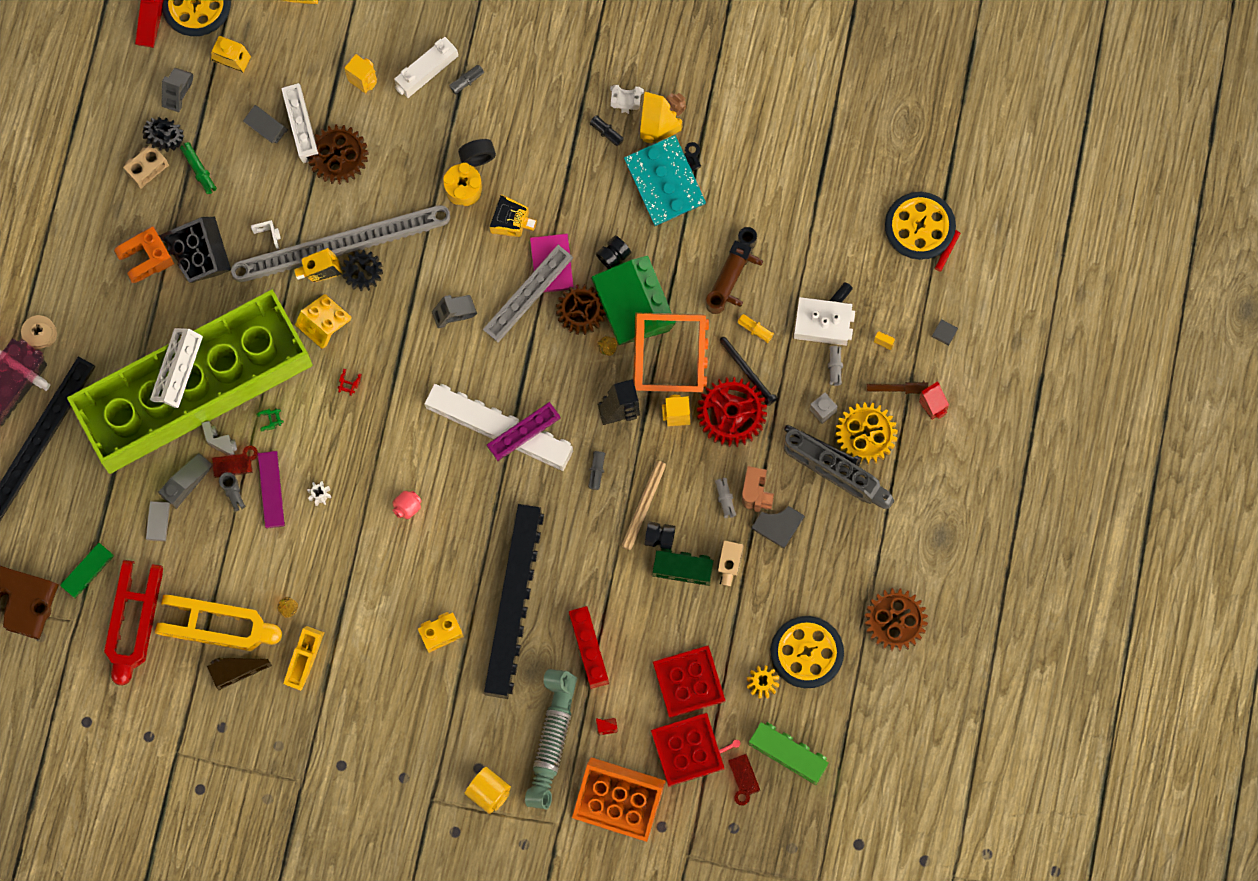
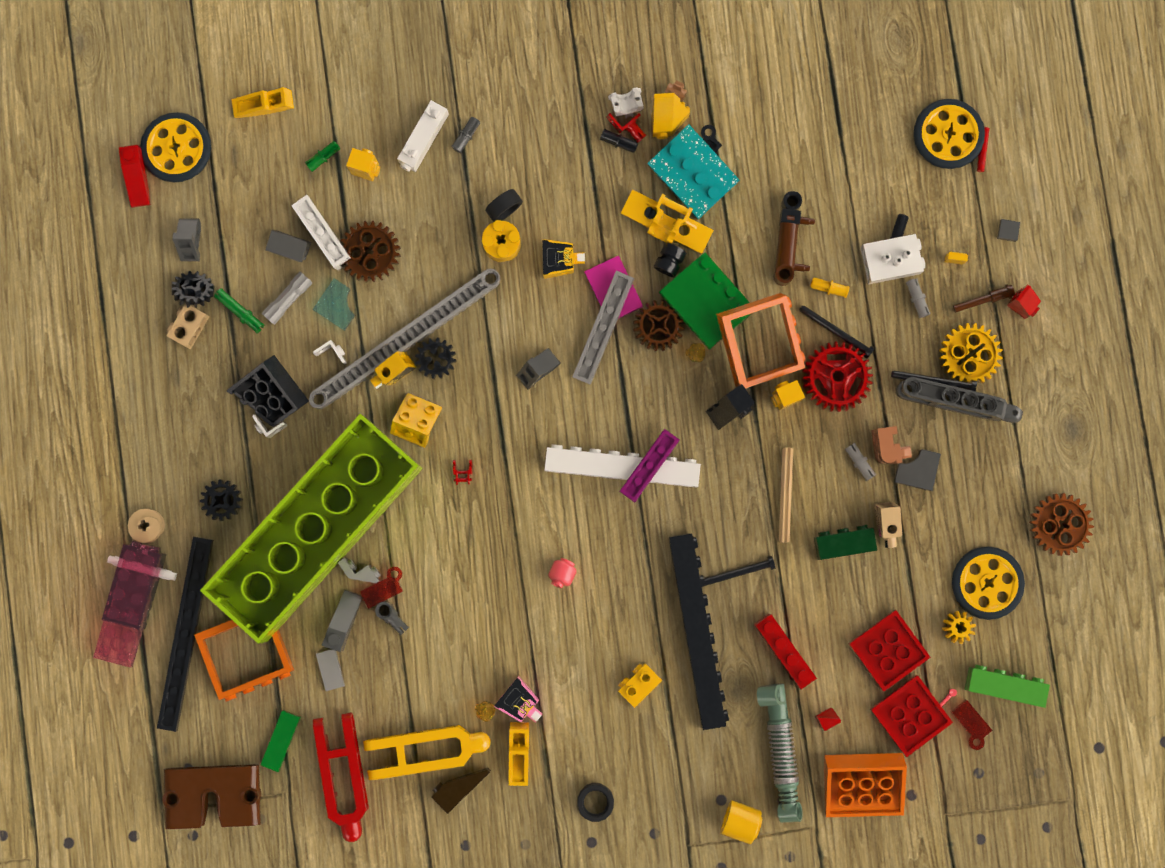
camera: 20 degrees left, 10 degrees up
(76, 510) = (249, 686): none -> orange window
(109, 336) = (227, 494): none -> black gear
(155, 249) = (228, 407): orange brick -> none
(178, 367) = (299, 525): white fence -> none
(185, 287) = (262, 429): none -> white bracket
(227, 53) = (226, 187): yellow torso -> none
(233, 177) = (276, 309): none -> light grey axle
(271, 489) = (427, 601): magenta tile -> none
(272, 424) = (404, 538): green piece -> none
(287, 192) = (334, 305): none -> clear light blue tile
(316, 489) = (478, 586): white gear -> none
(322, 609) = (519, 702): none -> black torso
(327, 55) = (322, 156): none -> green axle
(351, 714) = (584, 812): none -> black tyre
(574, 562) = (741, 571): none -> black bar
(596, 470) = (729, 477): dark grey axle -> none
(619, 222) = (648, 213): none -> yellow piece
(621, 120) = (631, 126): none -> red bracket
(659, 535) = (813, 520): black wheel -> none
(823, 408) = (922, 343): light grey brick -> none

